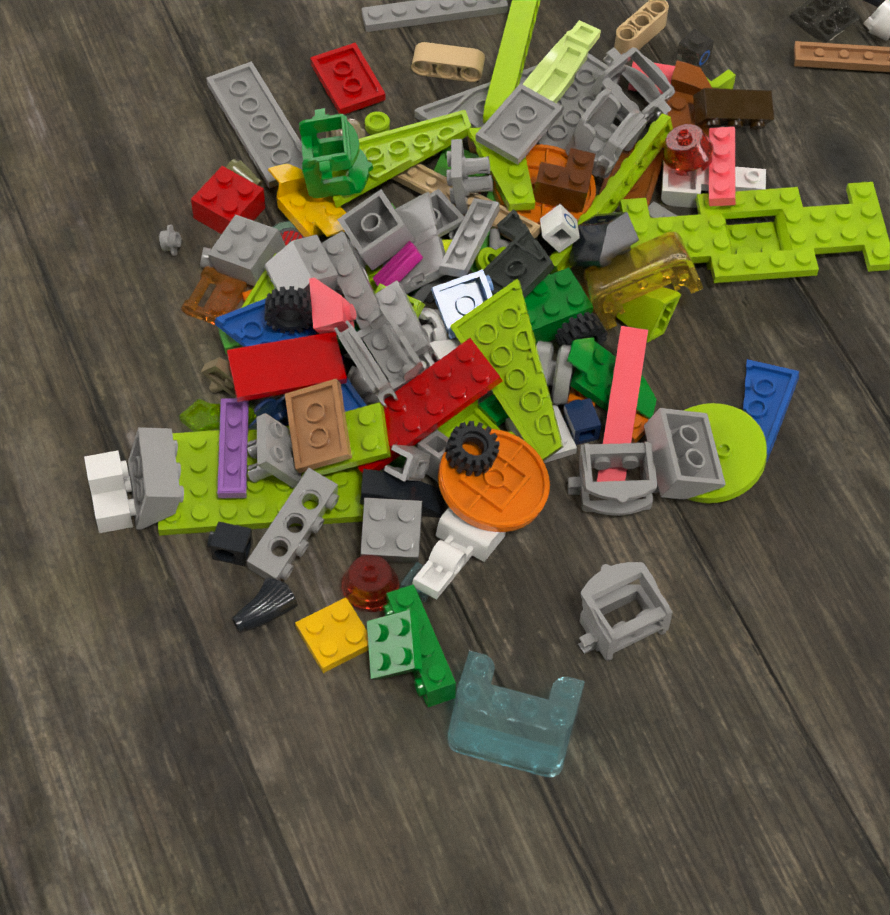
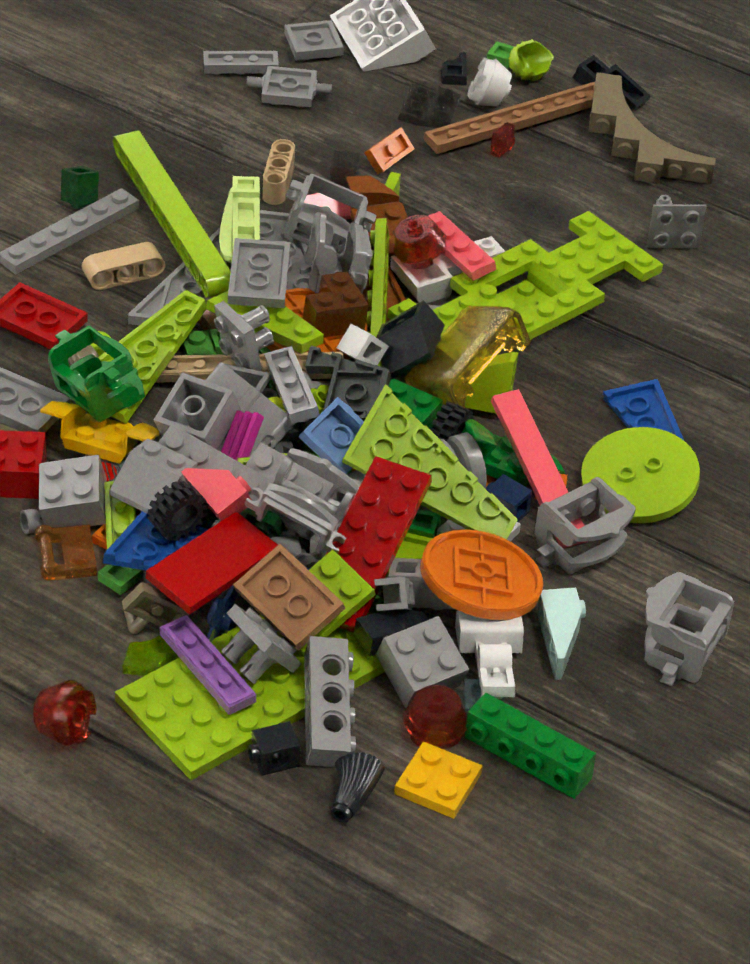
camera: 35 degrees left, 15 degrees down
(100, 432) = (64, 712): none -> clear red cone
(109, 488) = (113, 758): white brick -> none
(154, 476) = (153, 723): light grey slope -> none
(394, 644) = (511, 751): plate -> none
(475, 435) = (449, 550): black tyre -> none
(510, 724) = (664, 767): clear light blue windscreen -> none
(533, 556) = (560, 620): none -> light aqua slope
(683, 453) = (628, 476): light grey slope -> none
(733, 108) = (423, 197): dark brown brick -> none
(751, 46) = (389, 150): none -> orange plate
(859, 77) = (502, 139): none -> clear red plate

